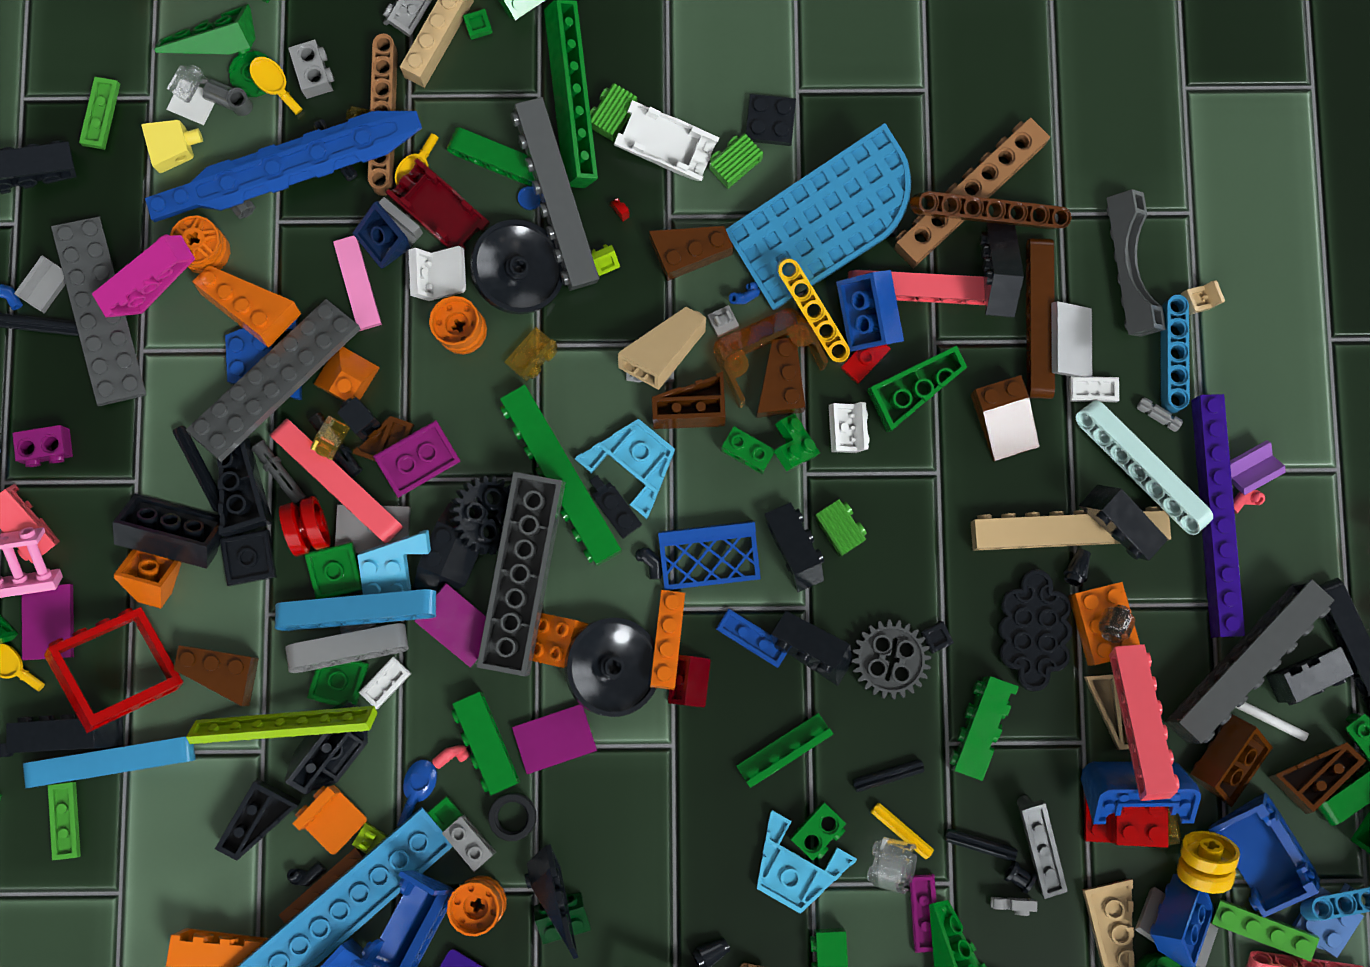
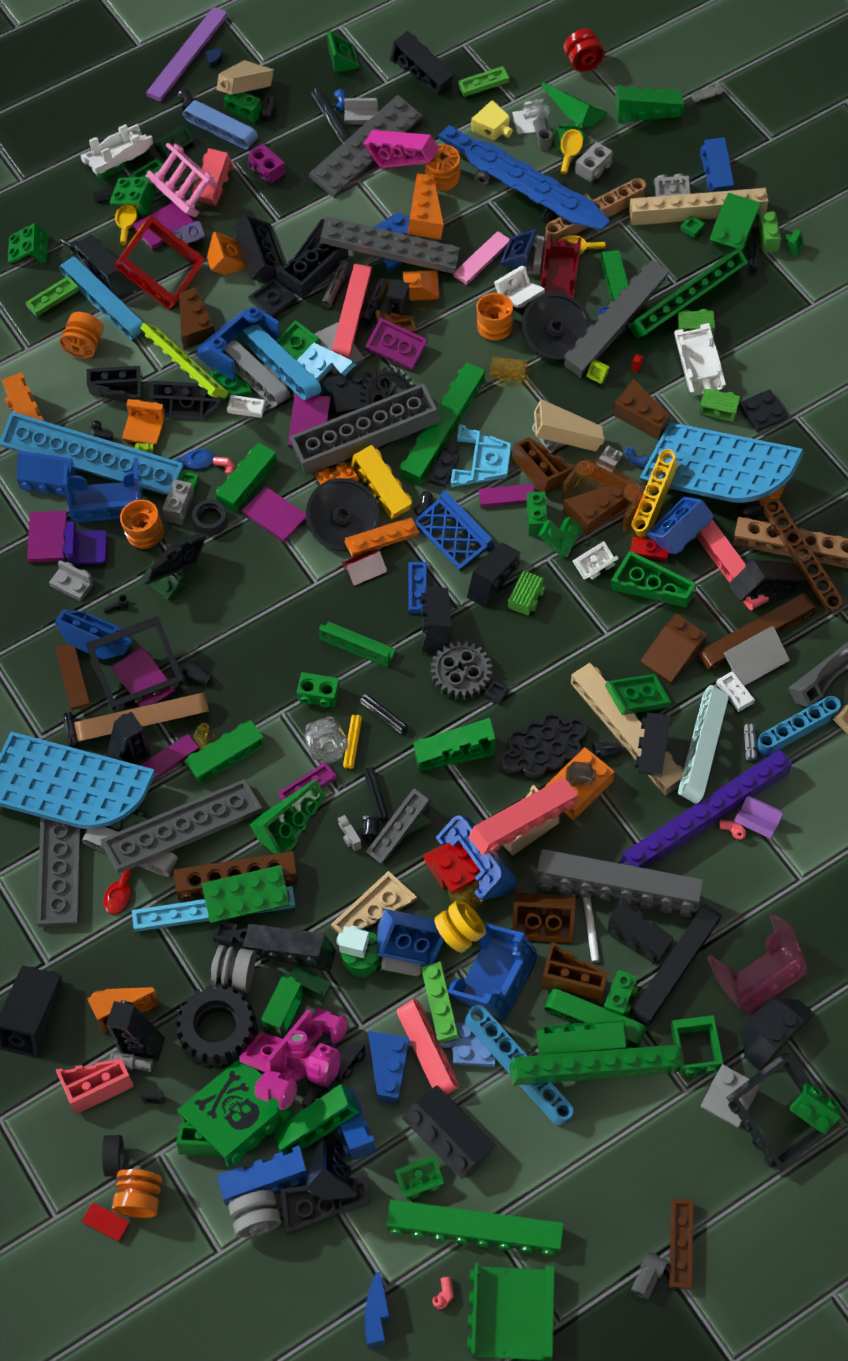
camera: 60 degrees right, 20 degrees down
(88, 606) = (189, 233): none -> bracket
(154, 822) = (81, 335): none -> orange wheel
(278, 676) = (212, 349): none -> blue windscreen
(304, 526) = (312, 308): red wheel -> none
(330, 438) = (374, 289): clear yellow brick -> none
(598, 596) = (381, 482): none -> yellow wedge
(698, 465) = (504, 495): none -> magenta tile
(790, 876) = (277, 692): medium azure wing -> none
(1041, 493) = (638, 694): none -> green tile

